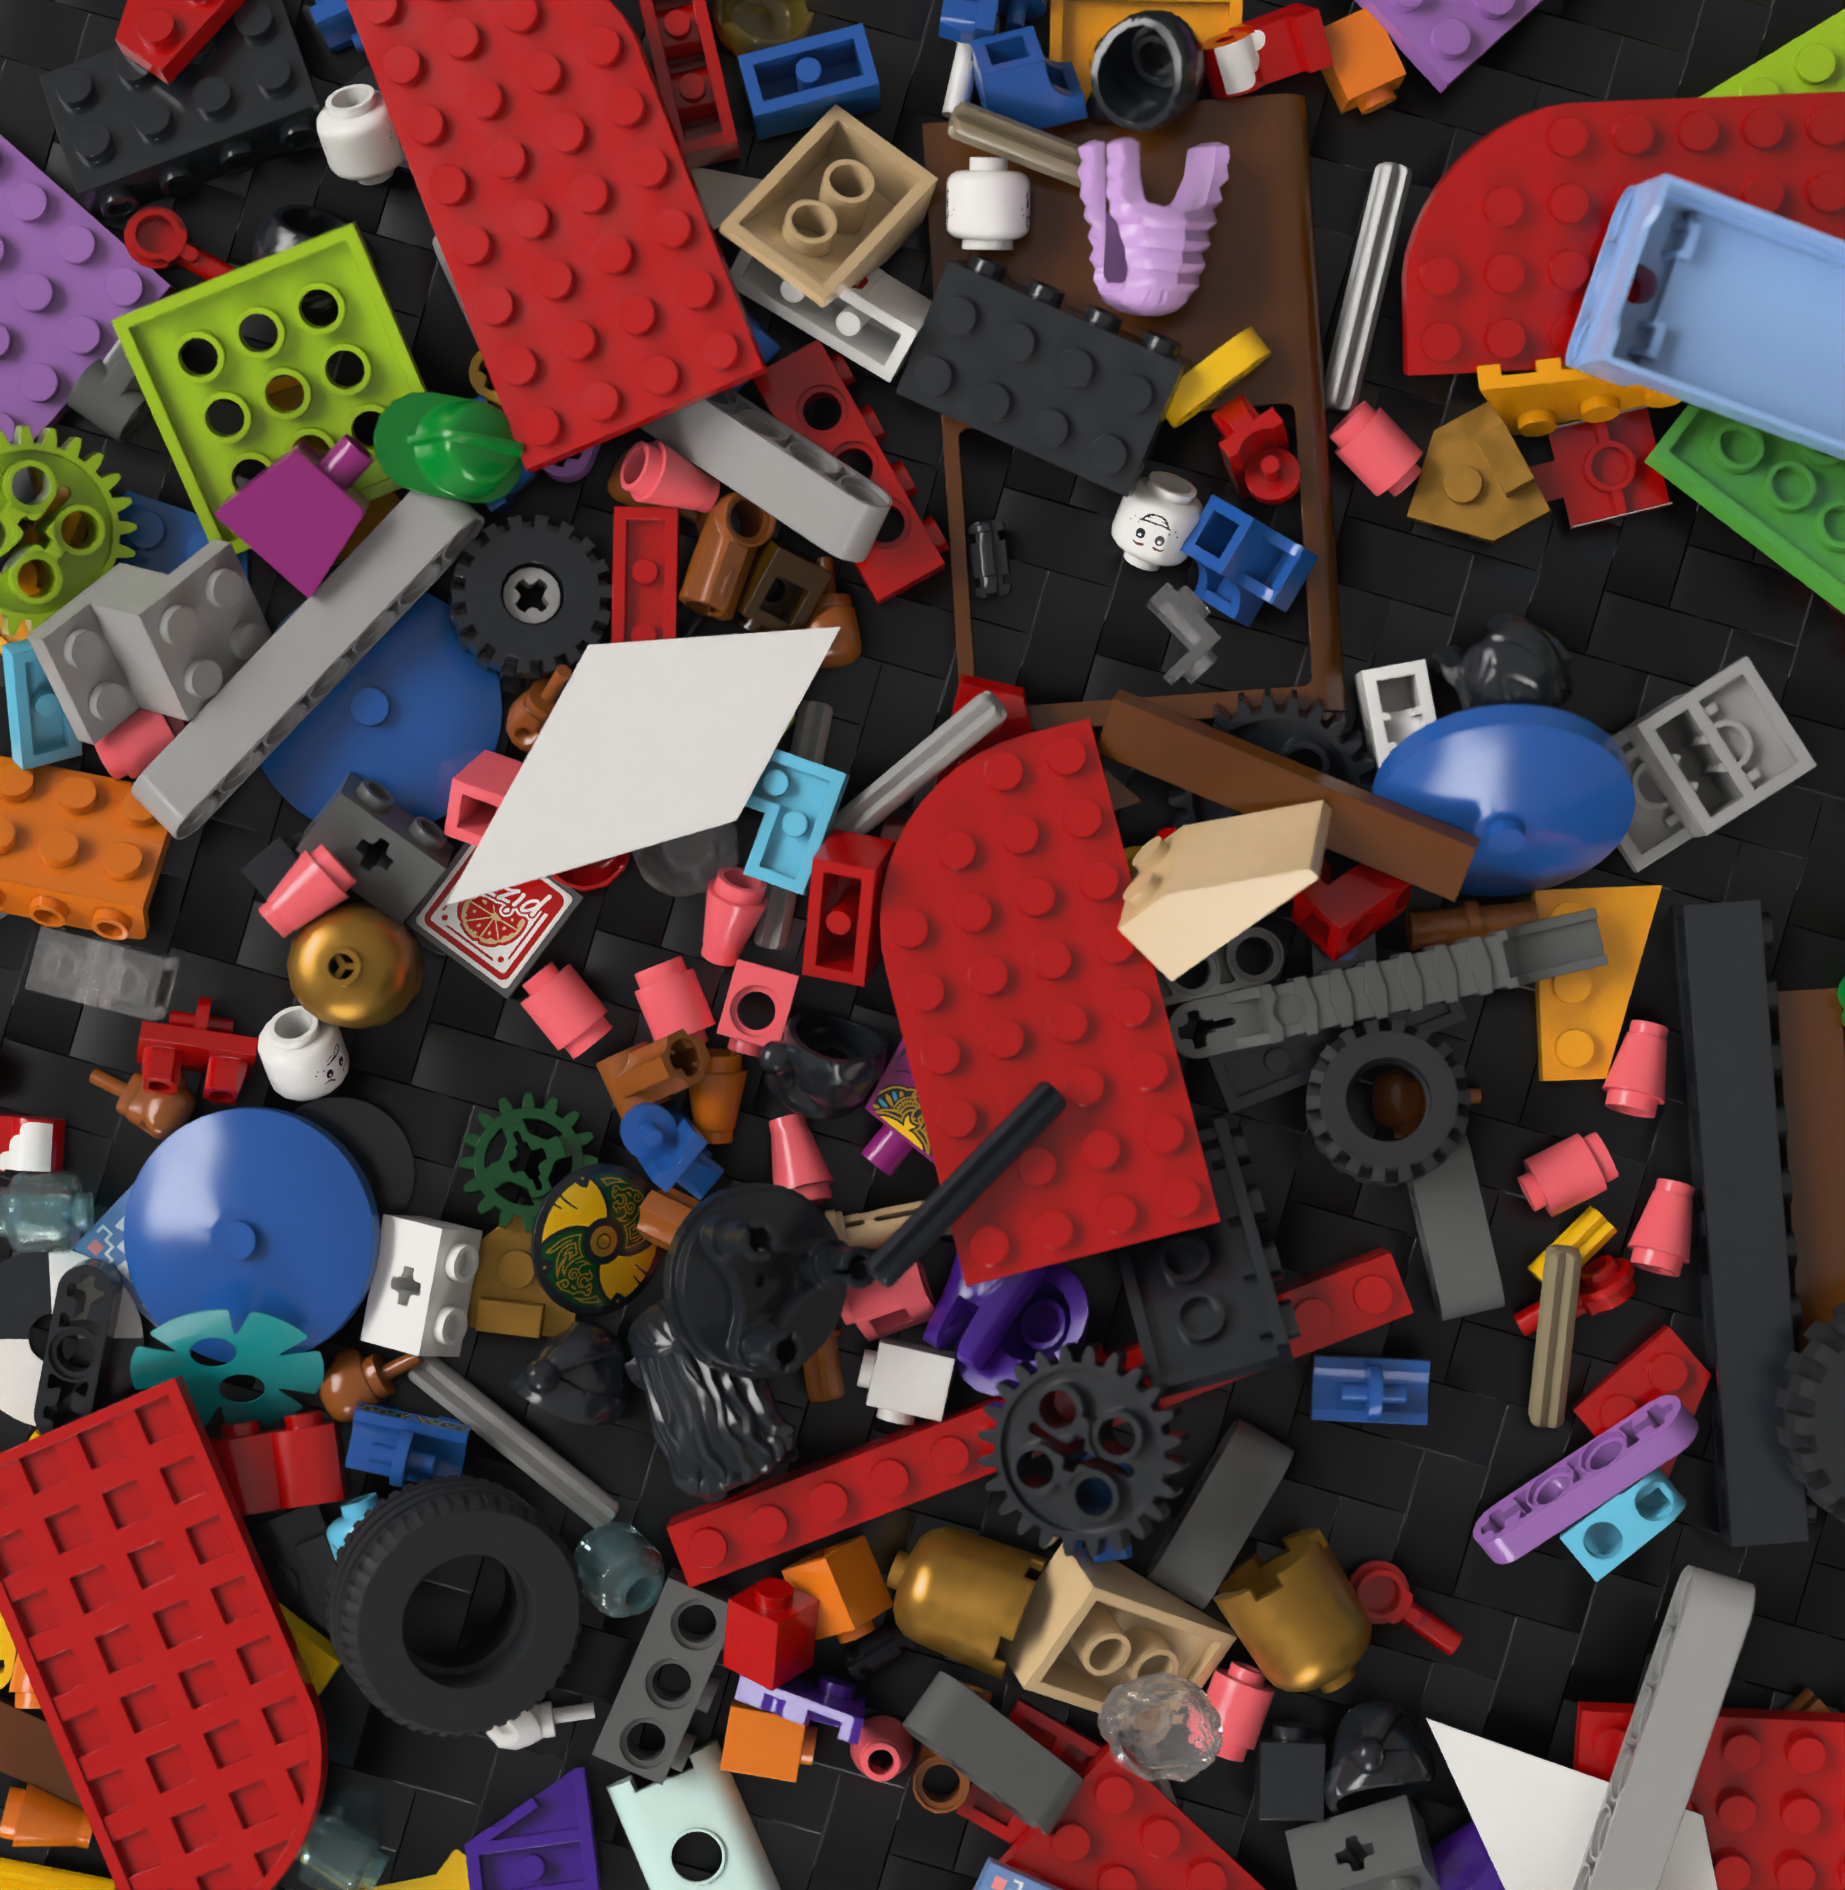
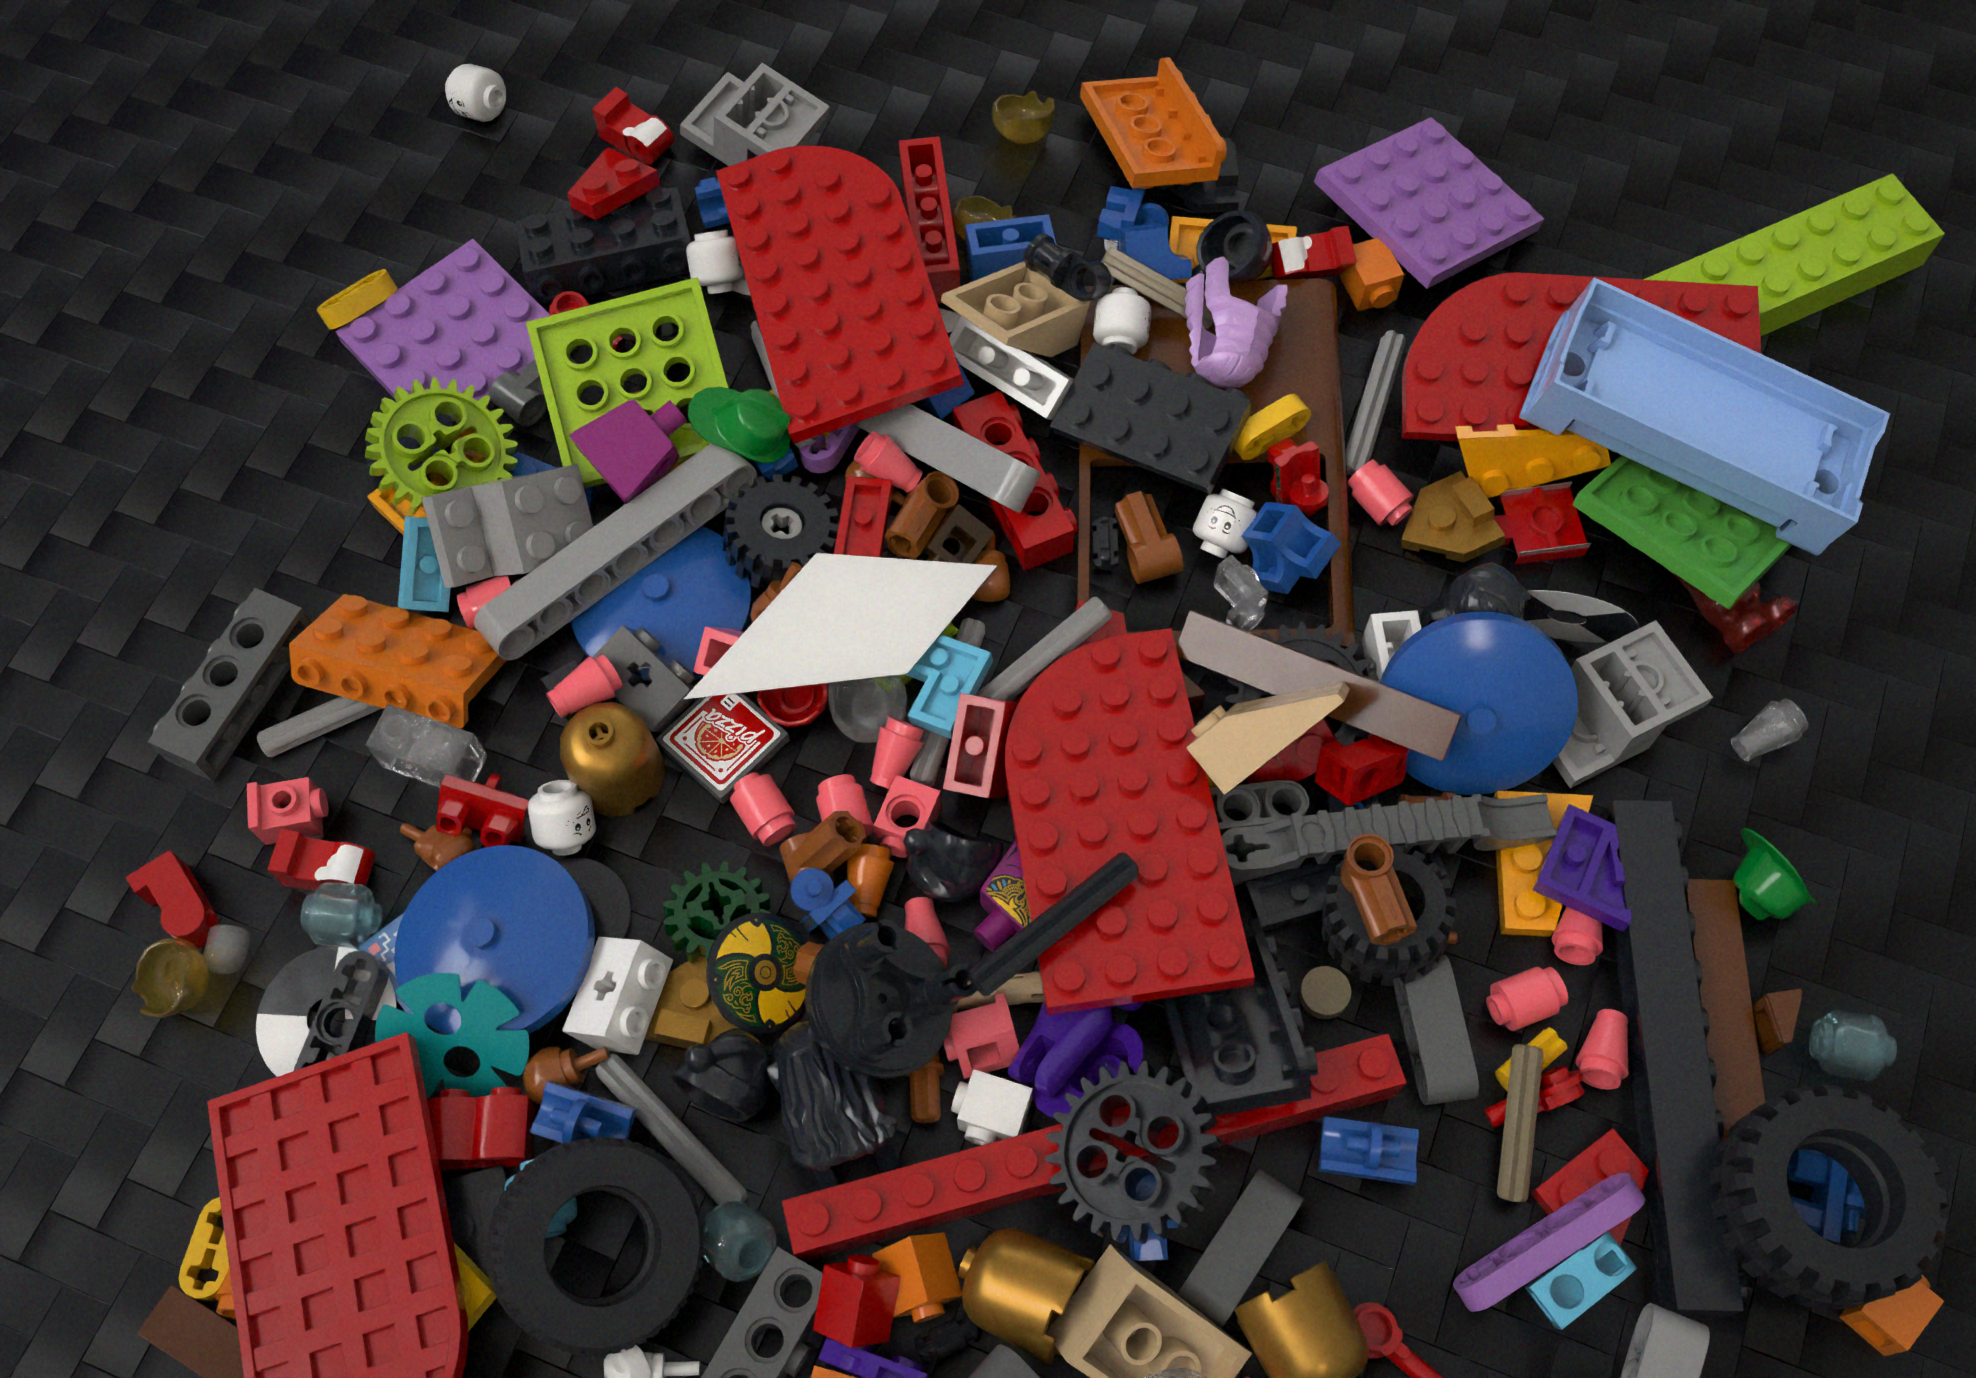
camera: 10 degrees right, 25 degrees down
(900, 138) = (1069, 278): none -> black connector
(1054, 567) = (1149, 549): none -> dark orange piece
(1313, 1185) = (1324, 992): none -> dark tan tile
(1372, 1110) = (1378, 891): none -> dark orange piece
(1644, 1001) = (1585, 869): none -> dark purple wing
(1660, 656) = (1603, 620): none -> sticker

